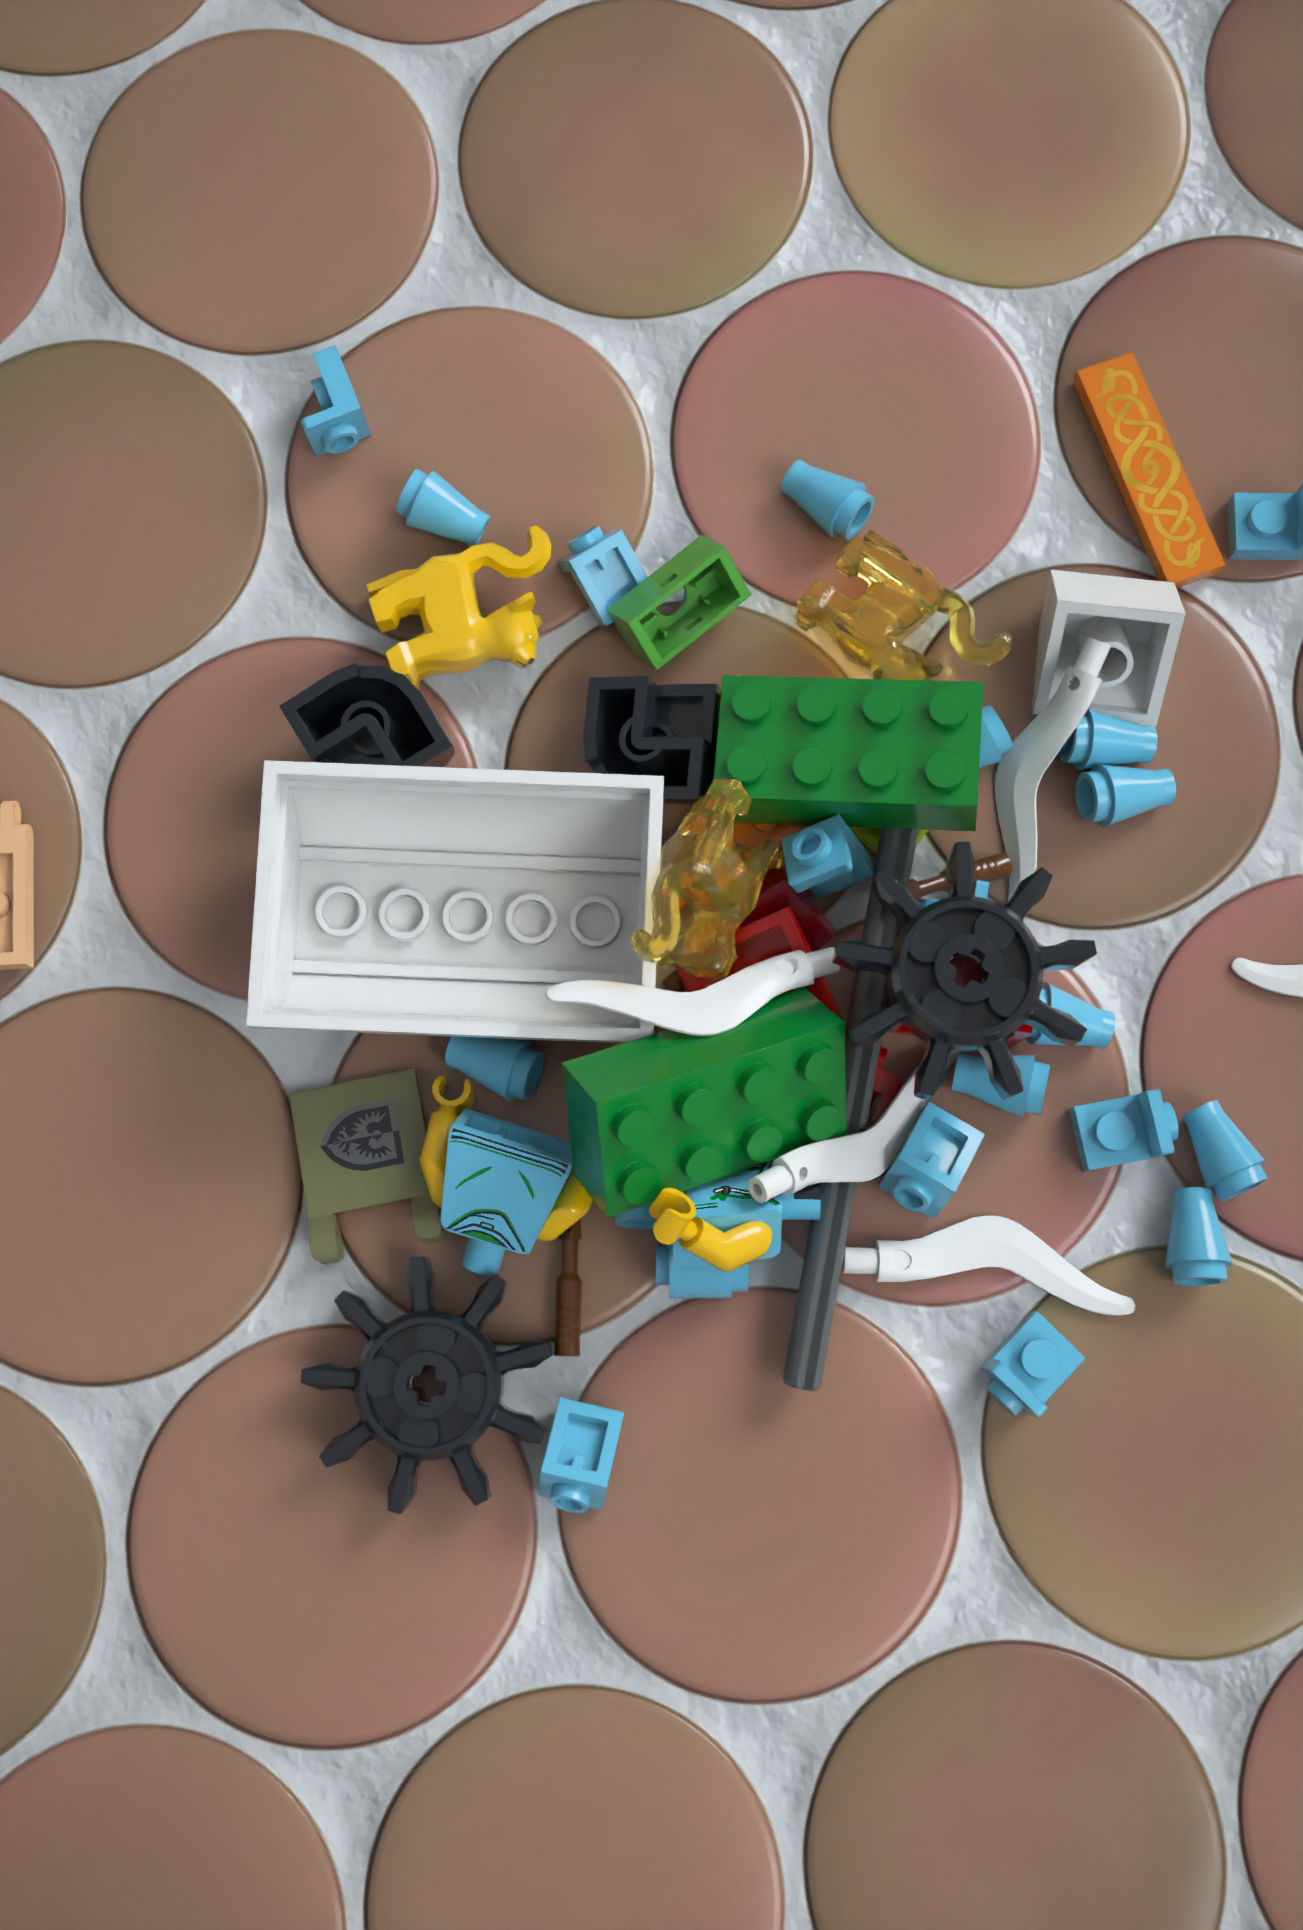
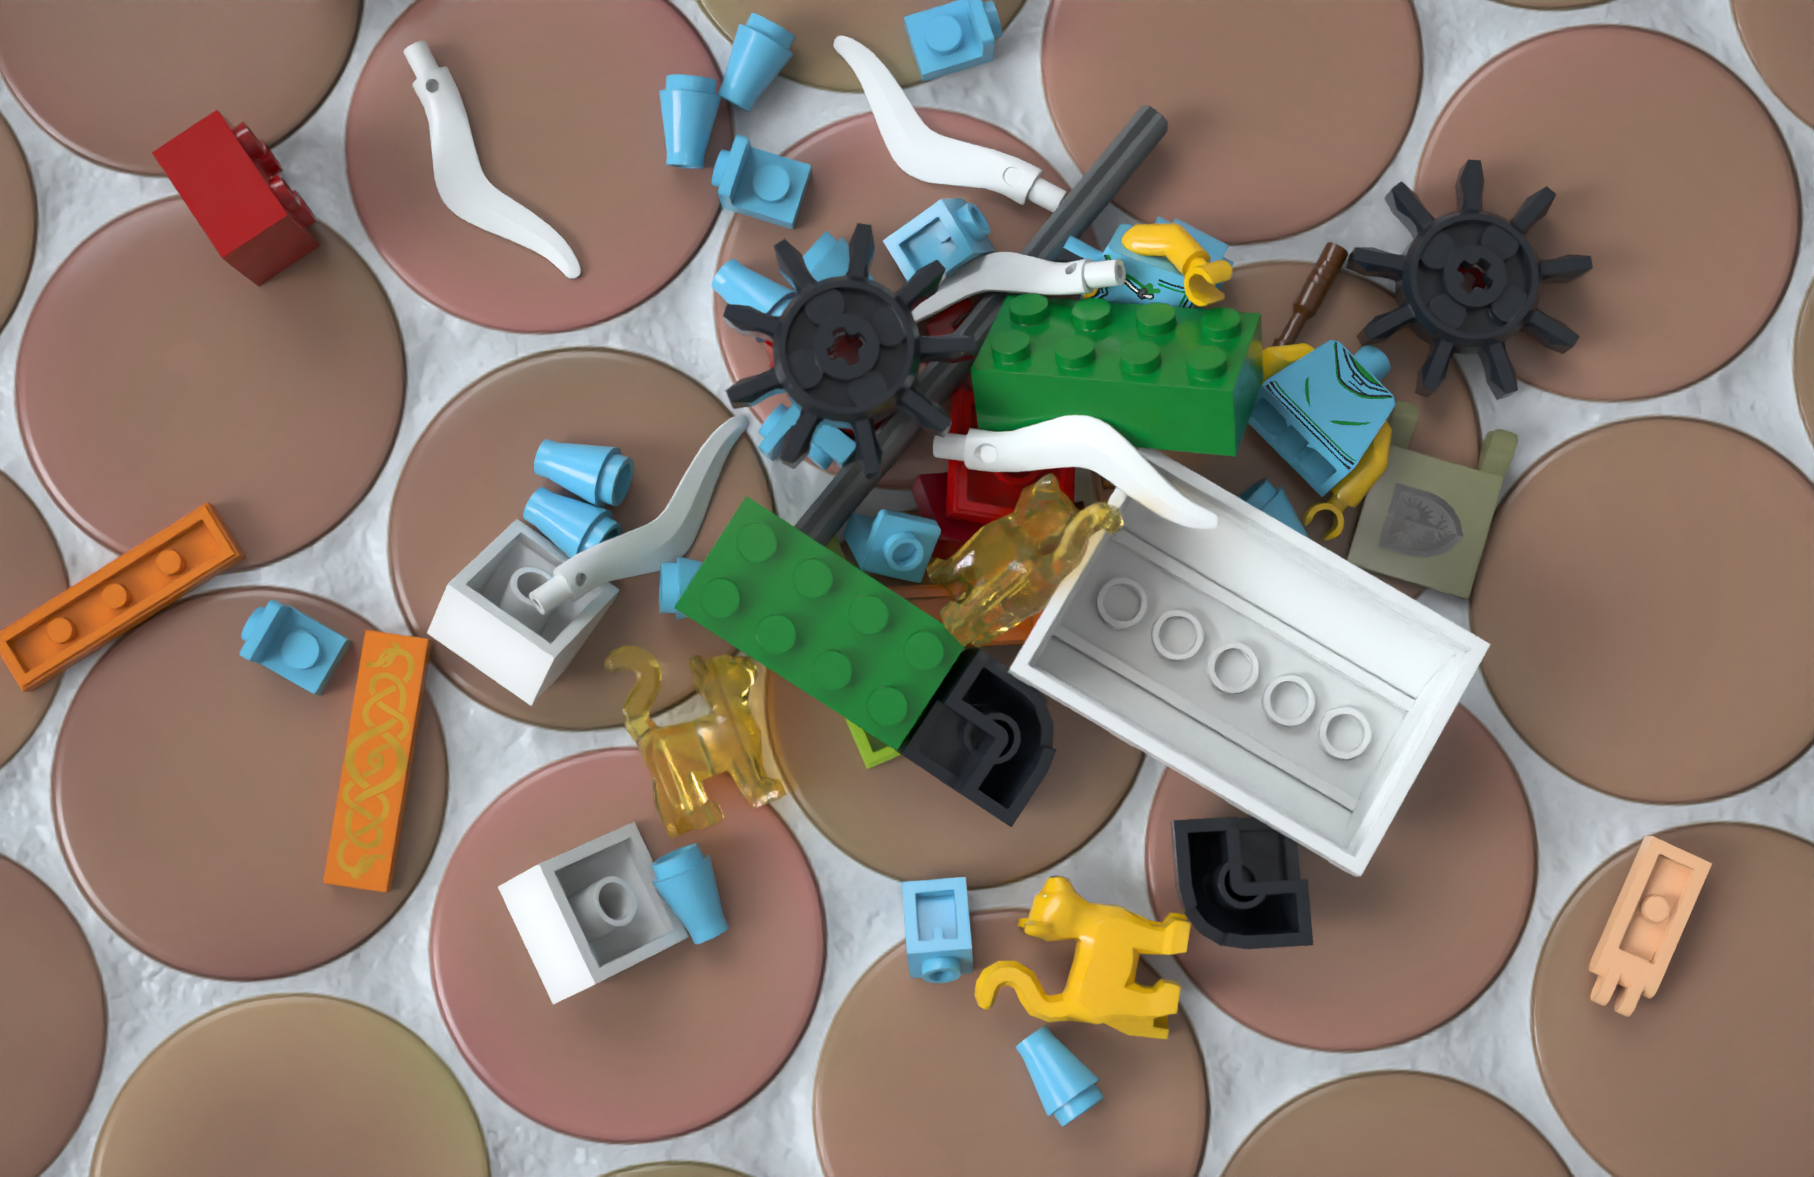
camera: 150 degrees left, 5 degrees up
(580, 1456) = (1369, 159): medium azure bracket -> none
(710, 593) = (857, 860): bright green piece -> none
(900, 437) = (591, 912): none -> white slope
(986, 869) = (773, 471): reddish brown piece -> none

